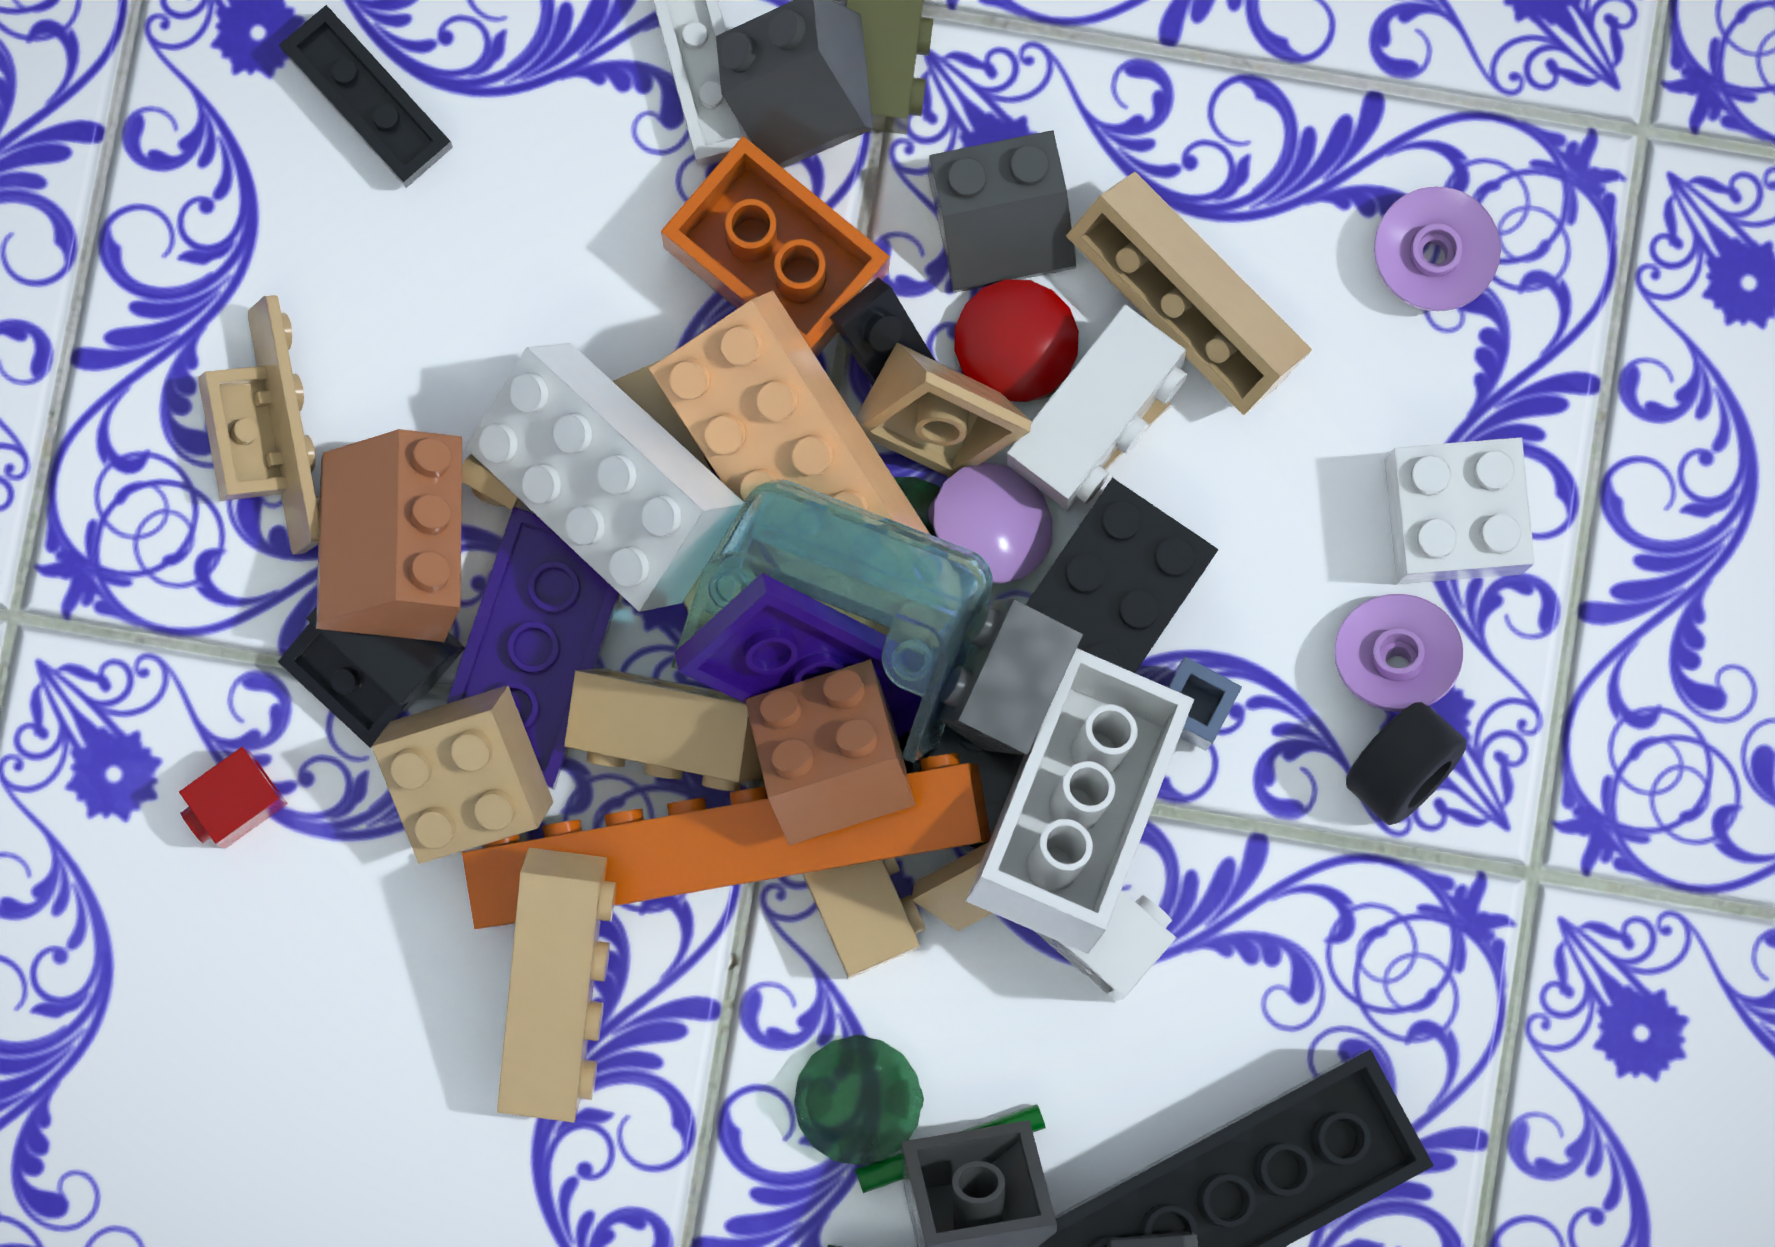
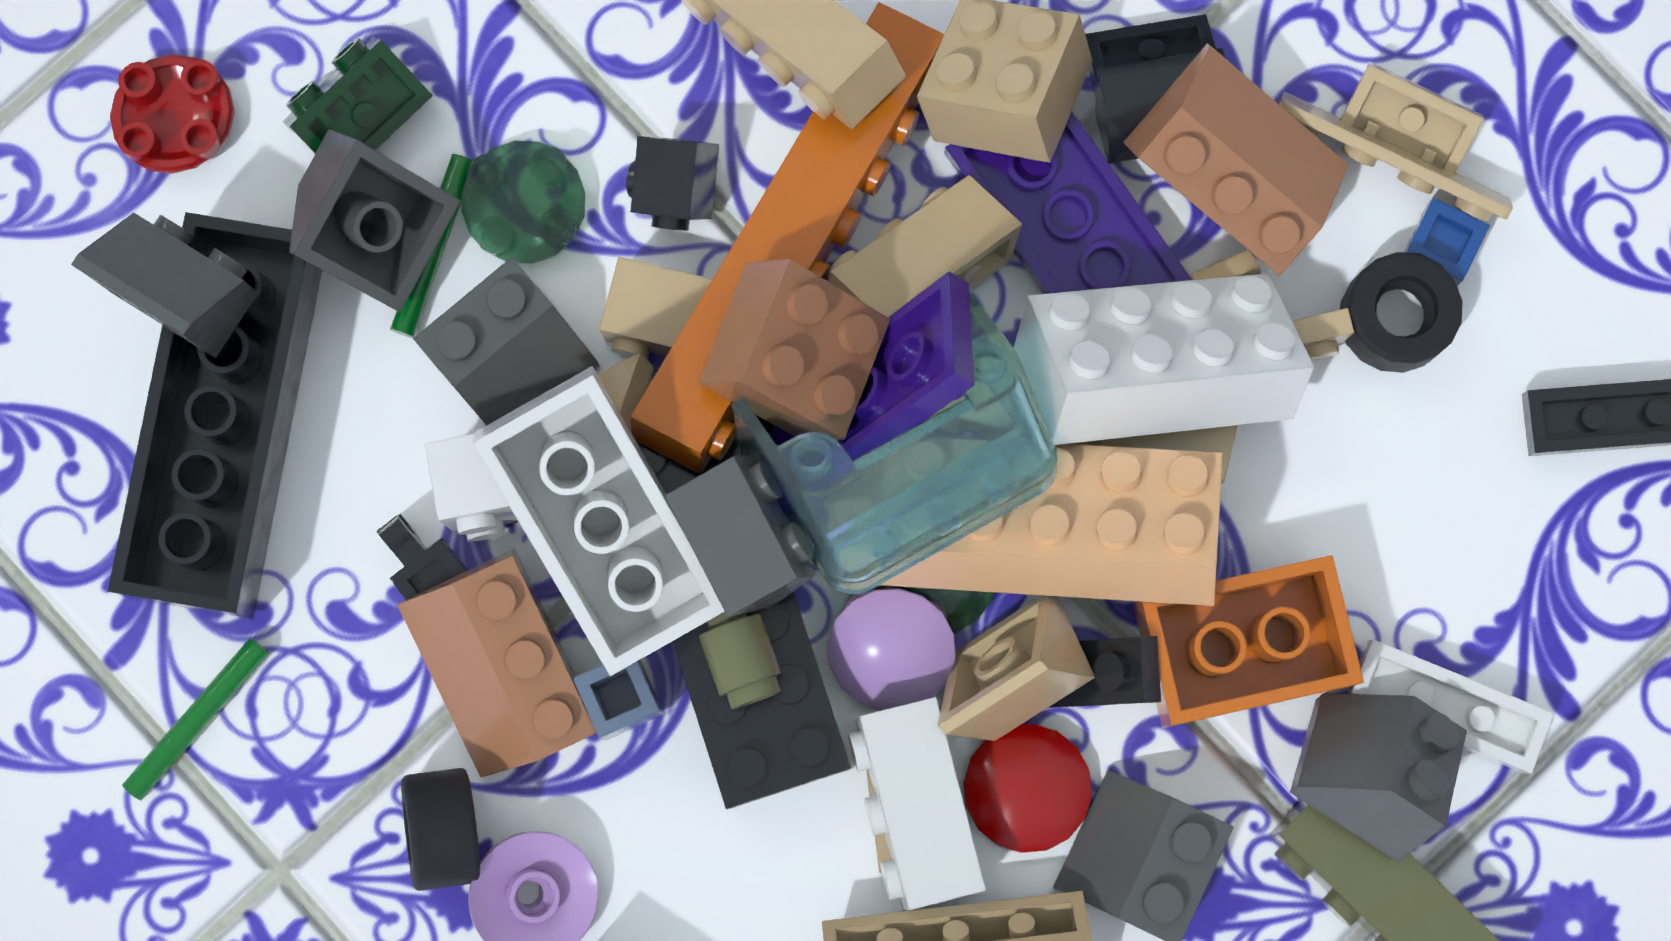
camera: 135 degrees right, 0 degrees up
(326, 334) = (1448, 237): none -> blue plate
(405, 287) = (1430, 286): none -> black tyre
(479, 375) = (1324, 333): none -> tan plate
(749, 985) = (673, 181): none -> black brick
(992, 1012) = (504, 344): none -> dark grey slope
(1102, 612) = (741, 658): none -> olive brick
(1219, 932) = (422, 566): none -> black plate
(1245, 818) = (498, 665): none -> nougat slope
(1472, 1033) = (195, 719): none -> green bar

